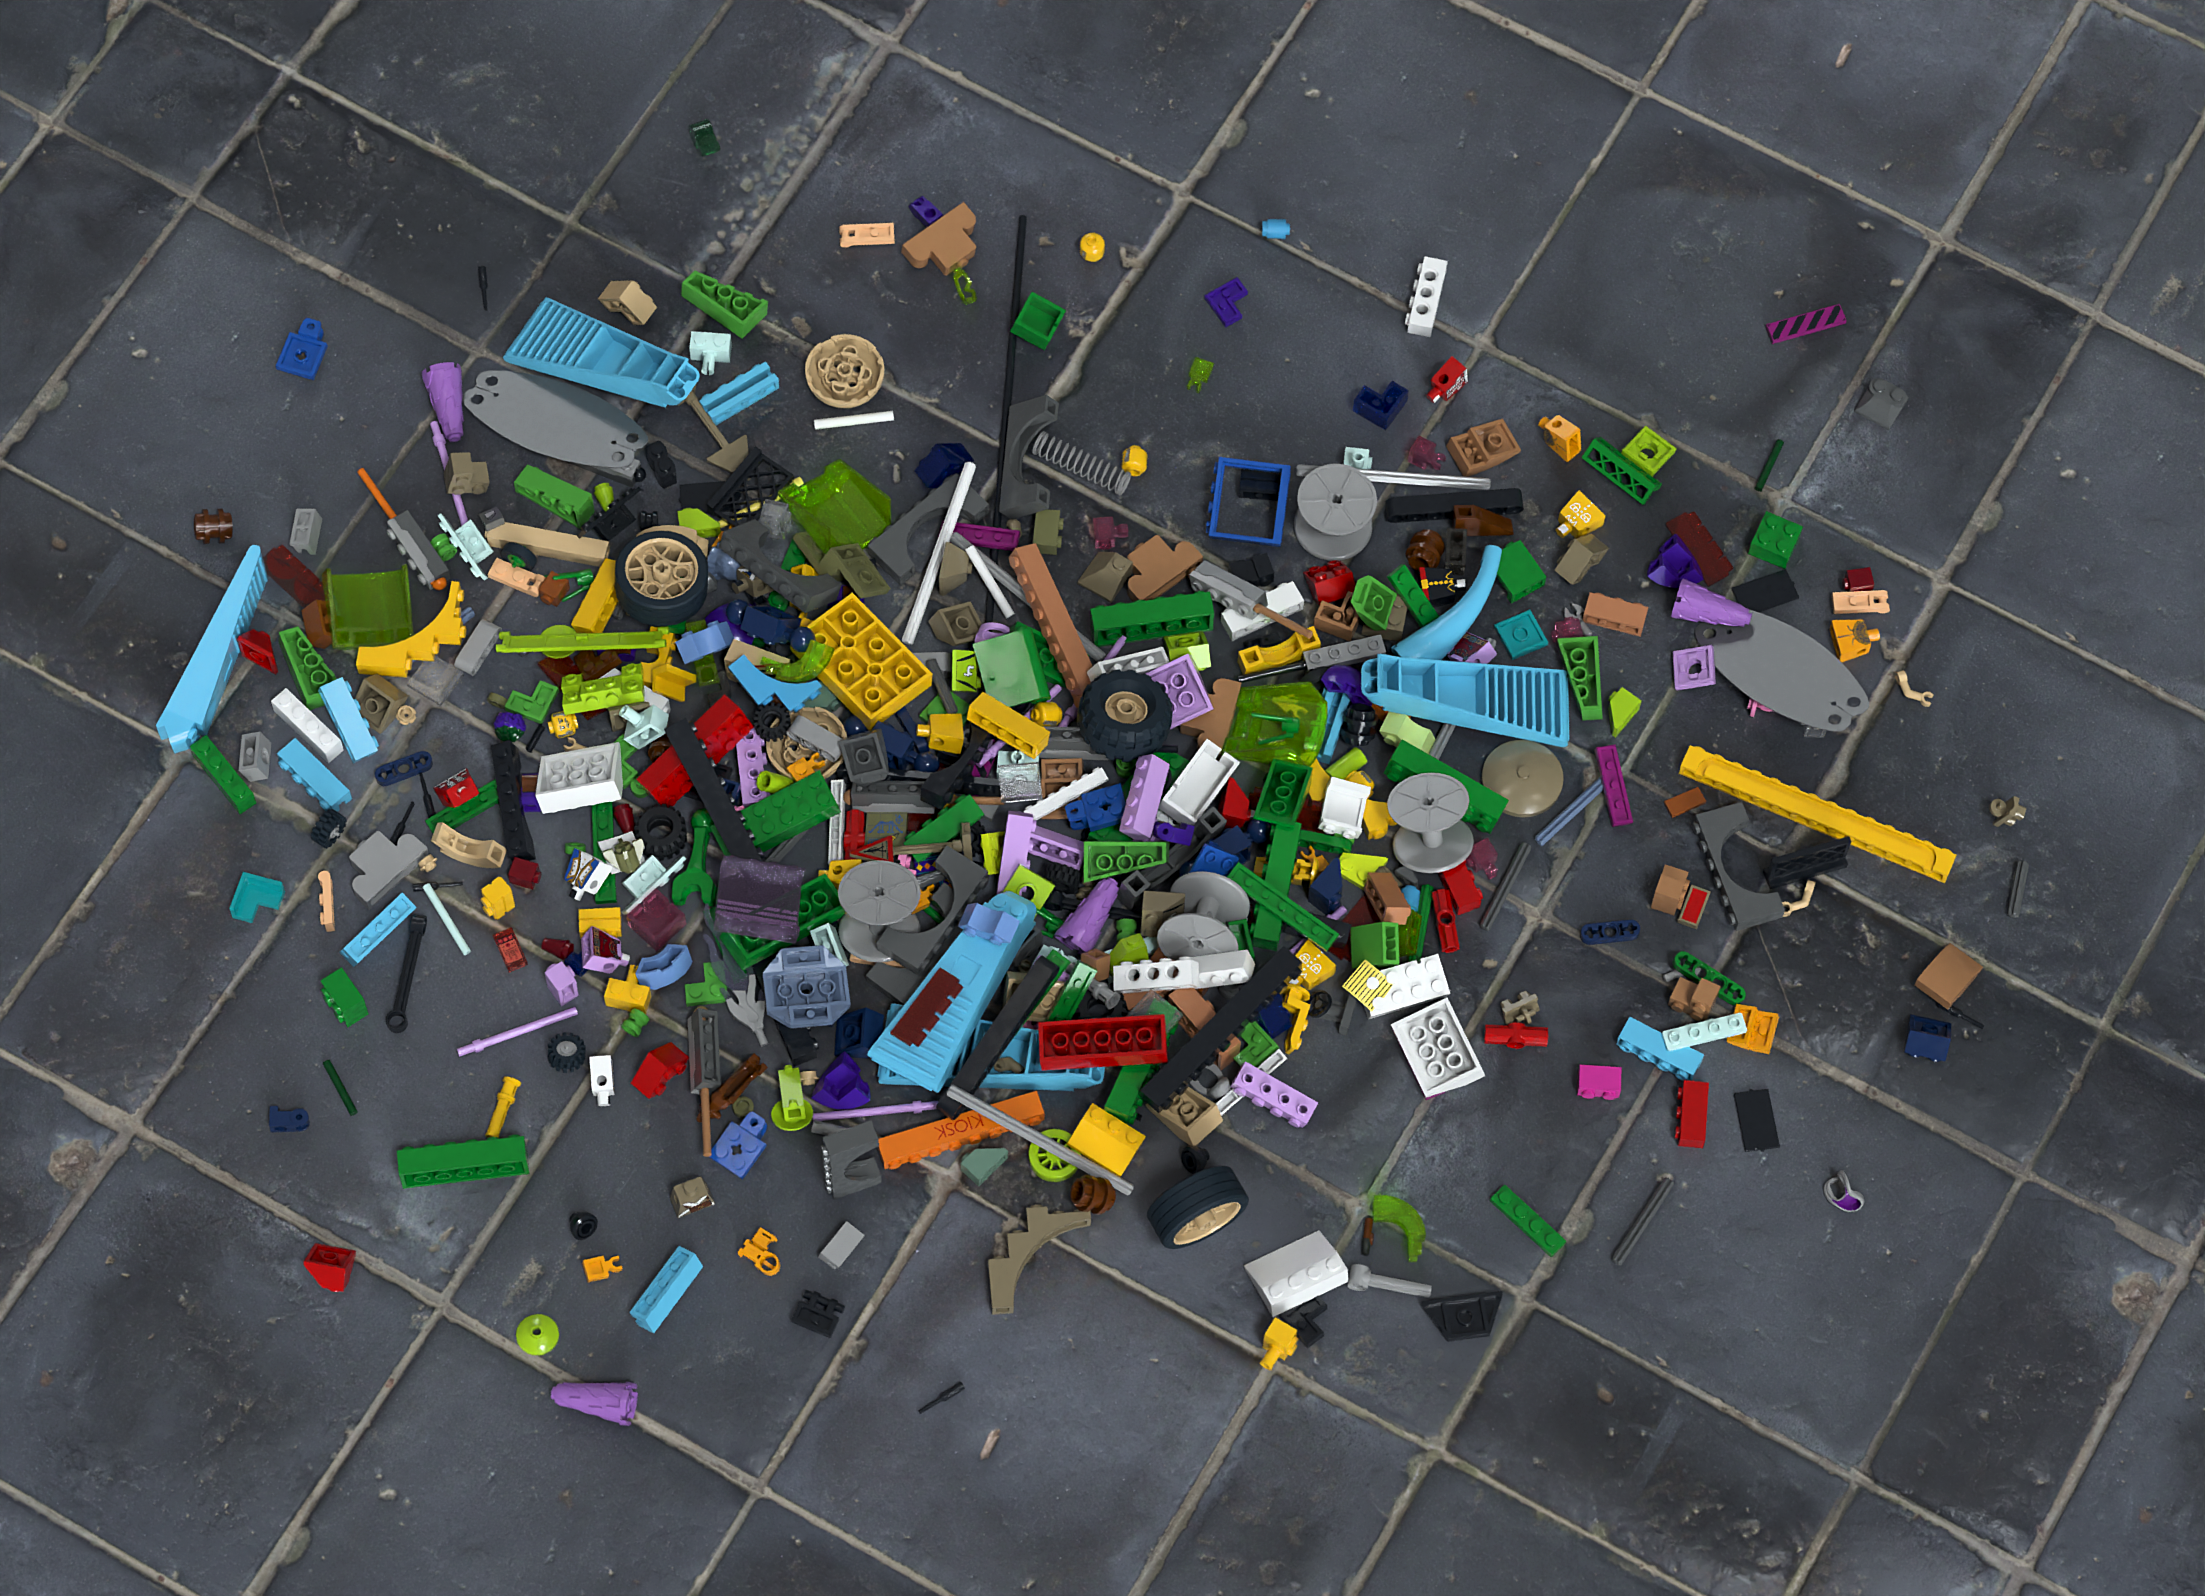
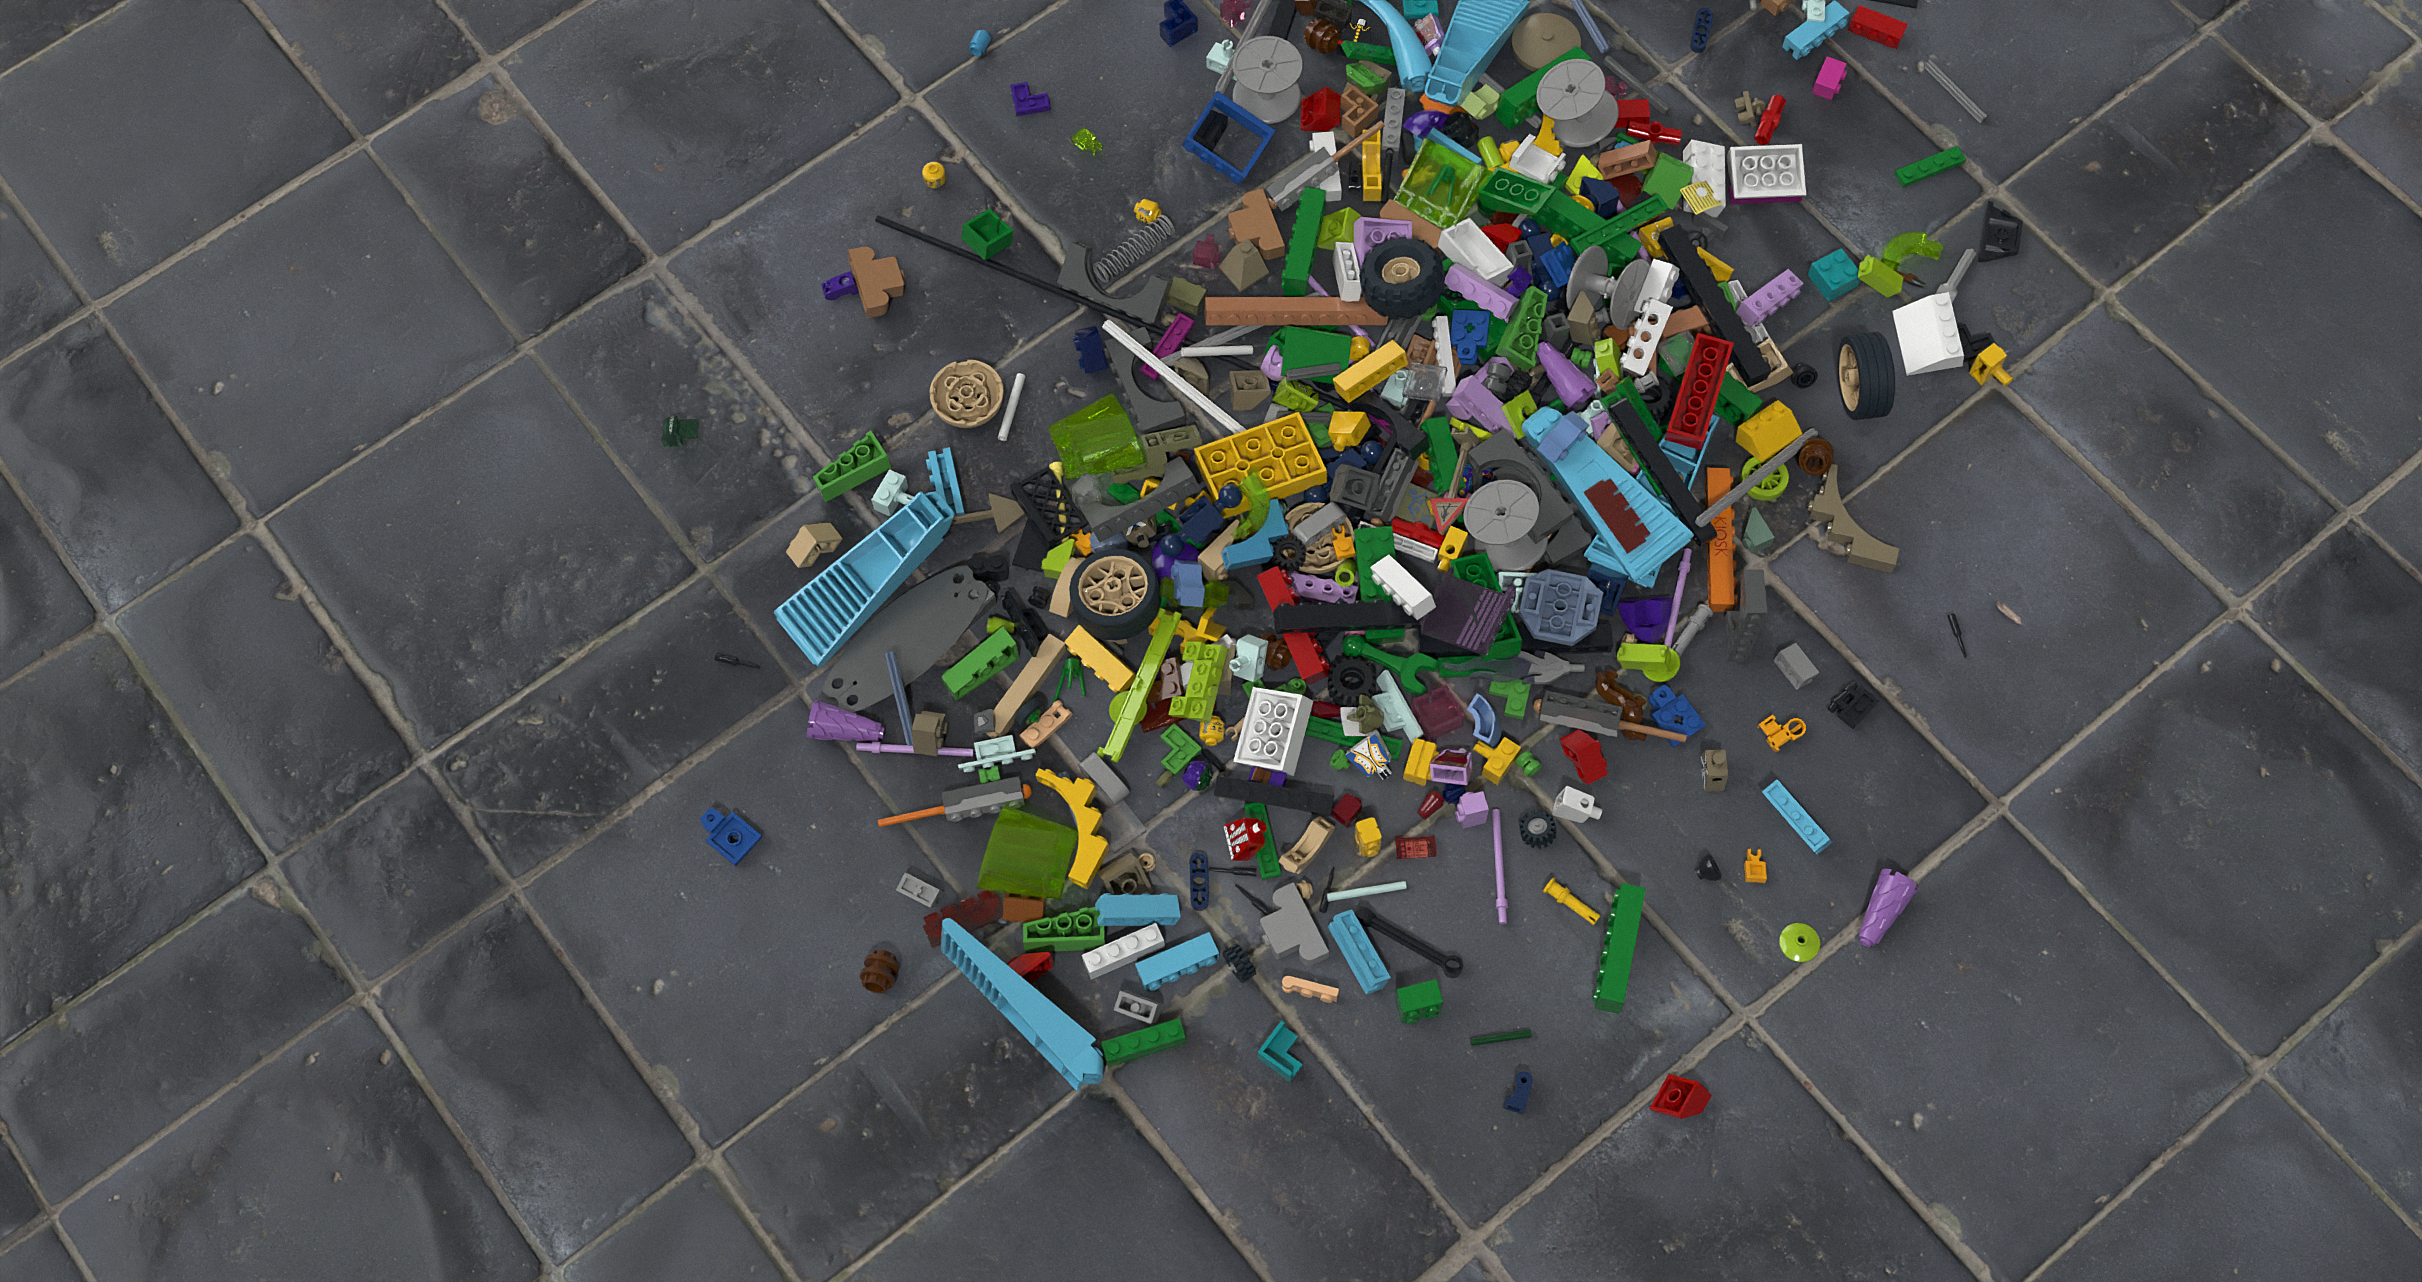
camera: 65 degrees left, 0 degrees up
(496, 430) = (900, 696): none -> sand blue axle
(553, 590) = (1073, 698): dark orange brick -> none
(759, 829) = (1402, 587): none -> white brick
(866, 234) = (836, 338): light nougat plate -> none
(957, 273) = (939, 282): clear neon green helmet -> none
(984, 671) = (1312, 372): none -> dark grey axle
(1049, 850) = (1497, 378): none -> dark grey wheel
(1256, 571) = (1288, 157): black brick -> none
(1335, 1155) = (1834, 274): none -> teal brick
(1346, 1198) = (1880, 276): none -> lime brick

